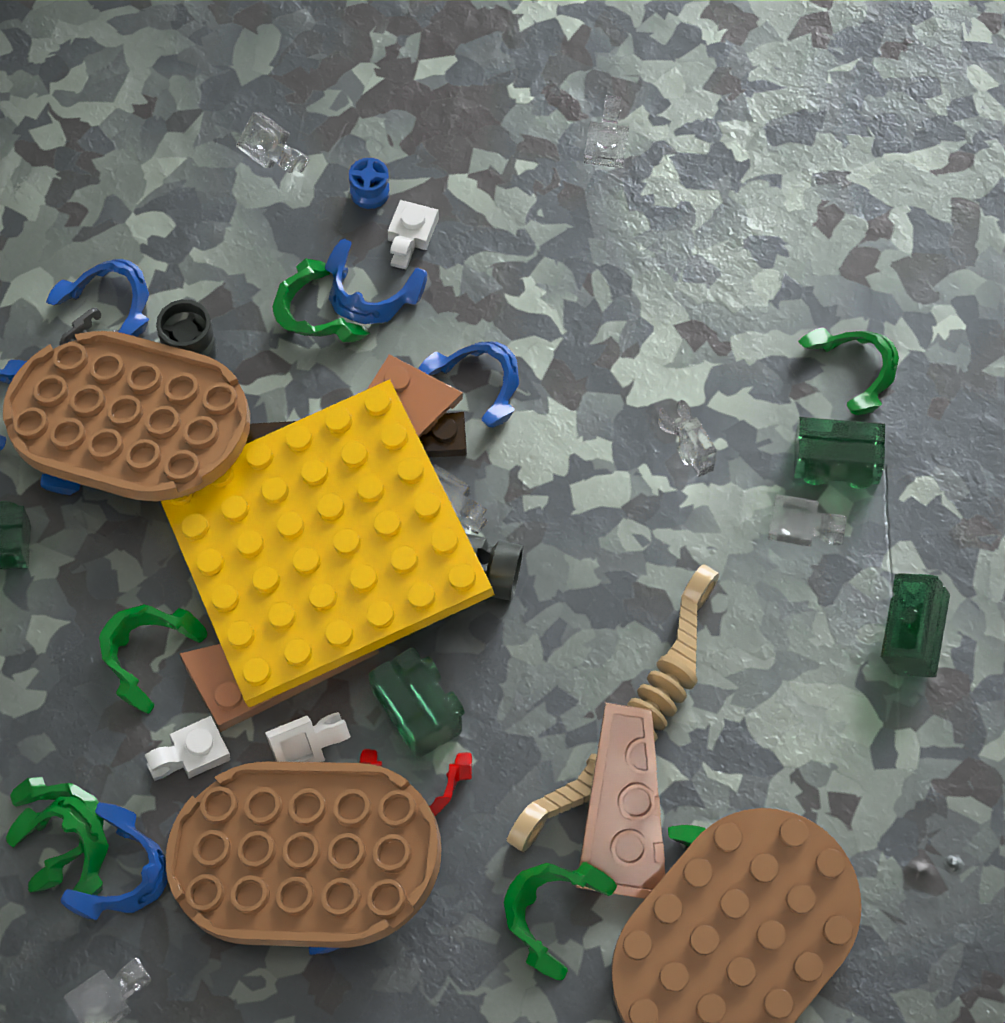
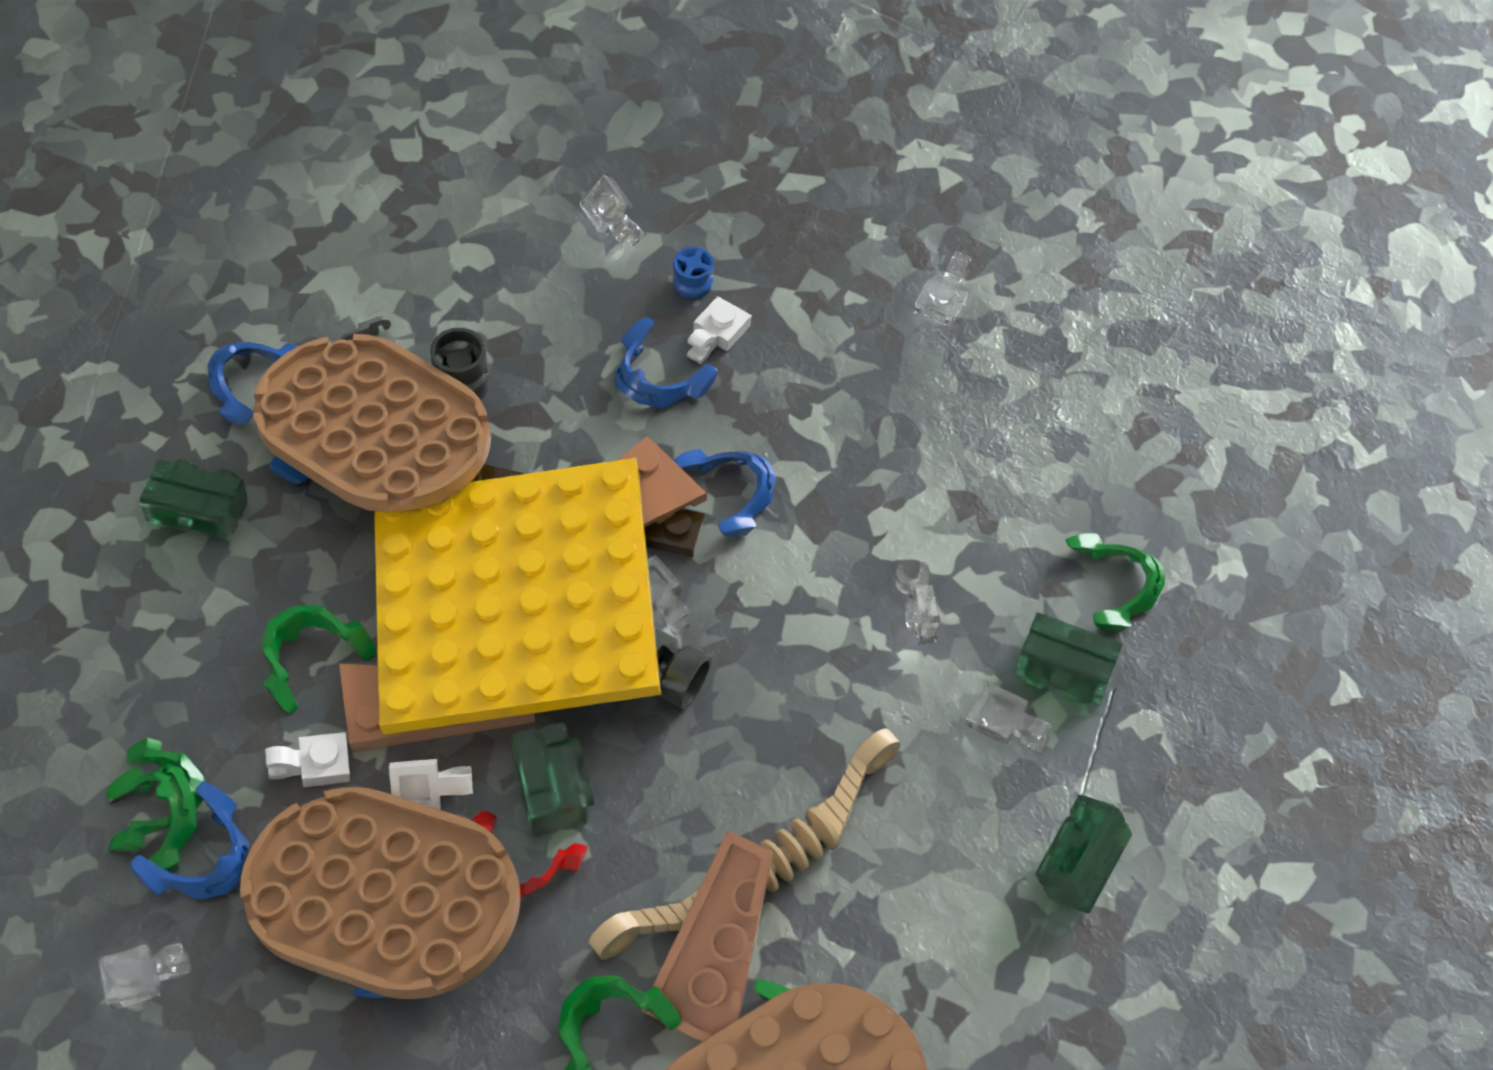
camera: 15 degrees right, 5 degrees down
(135, 322) = (420, 340): blue helmet -> none
(307, 271) = (576, 349): green helmet -> none

